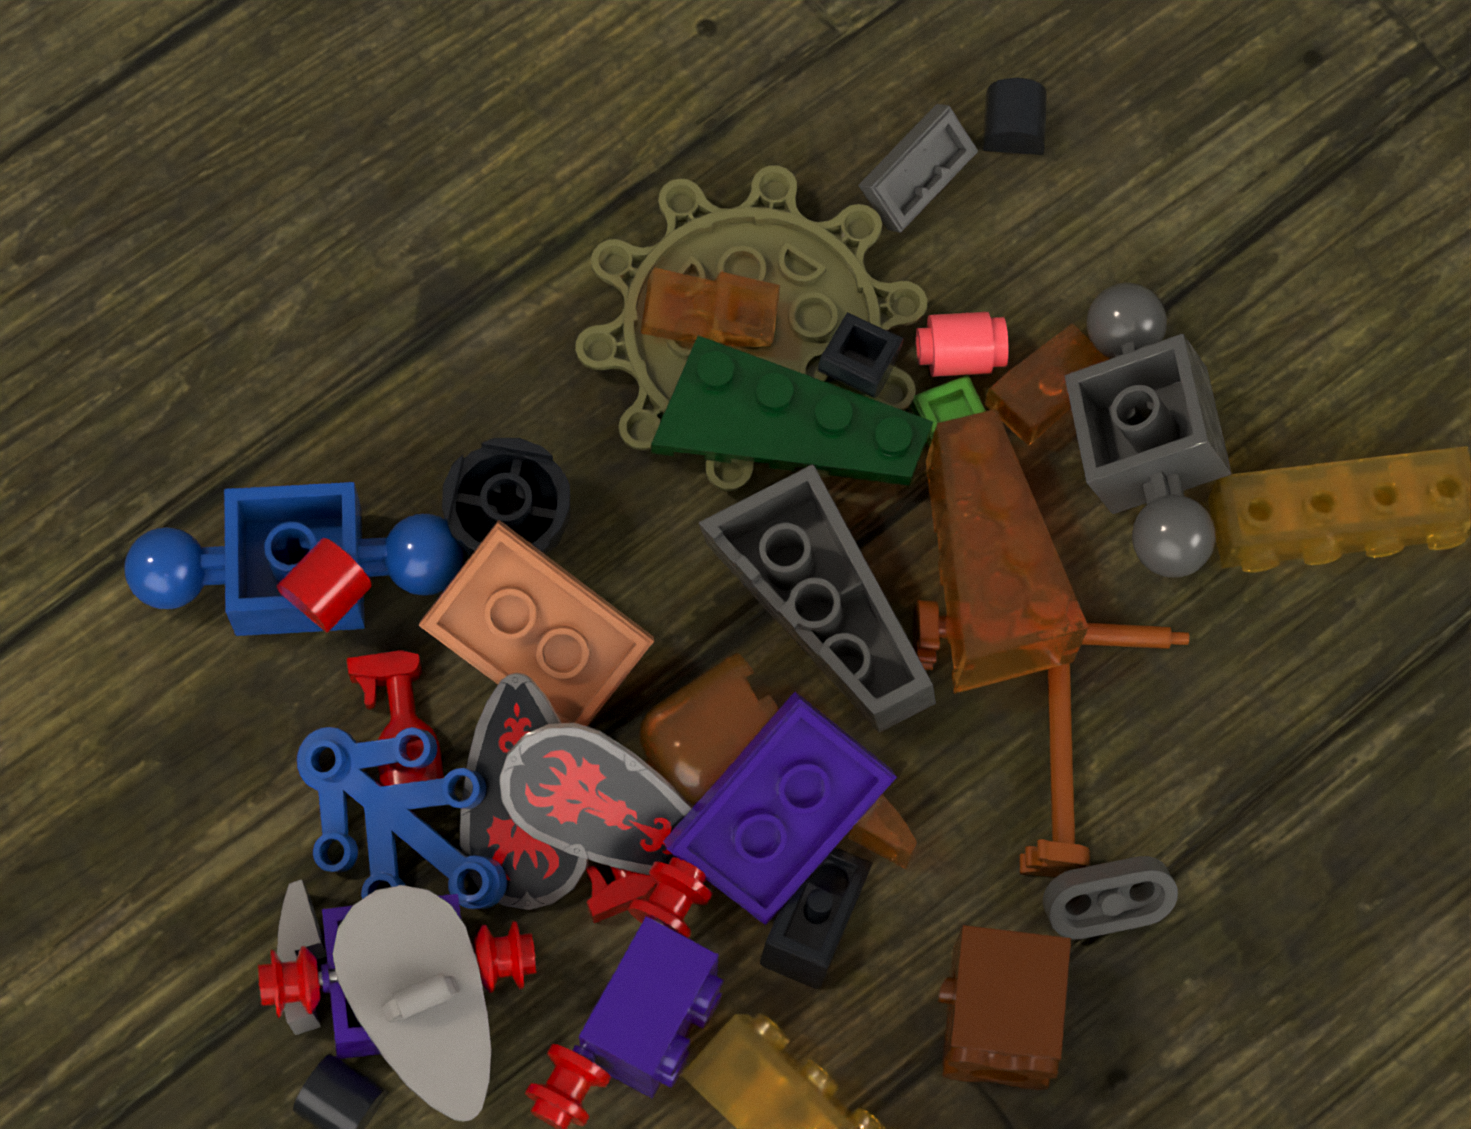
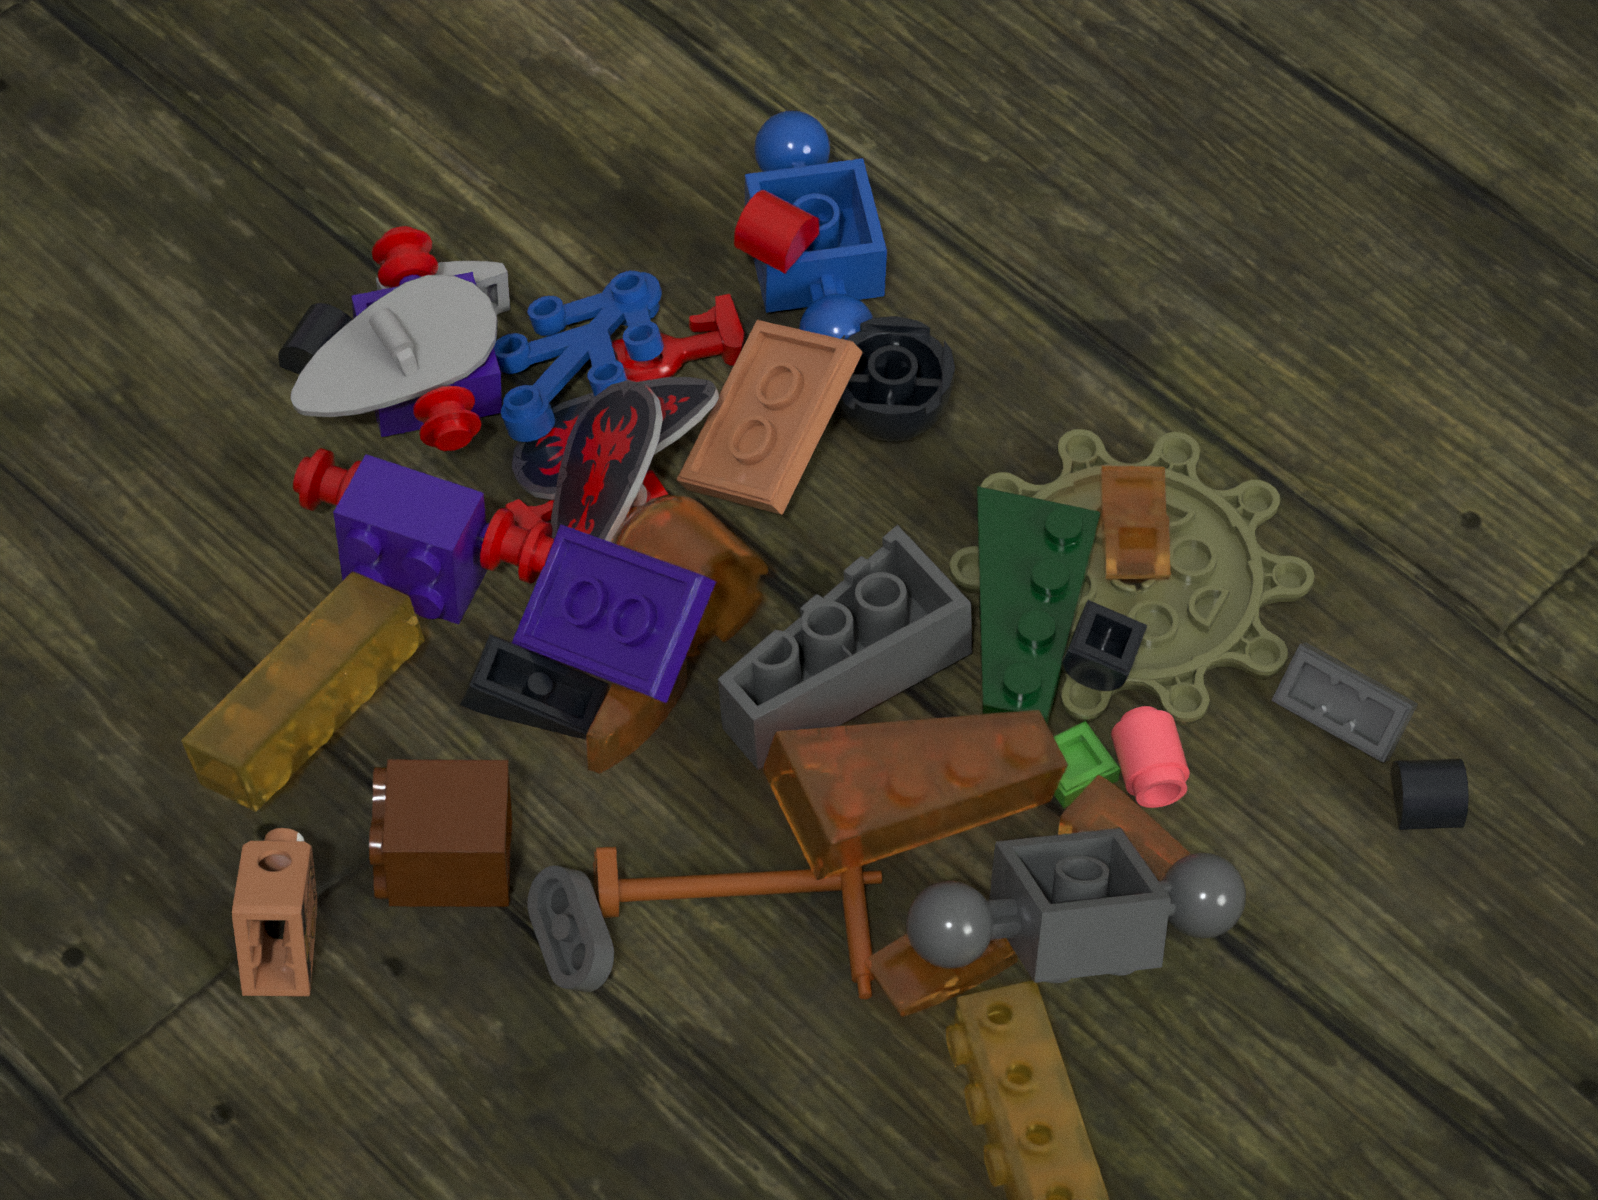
camera: 85 degrees right, 15 degrees down
(1165, 598) = (918, 985): none -> clear orange slope

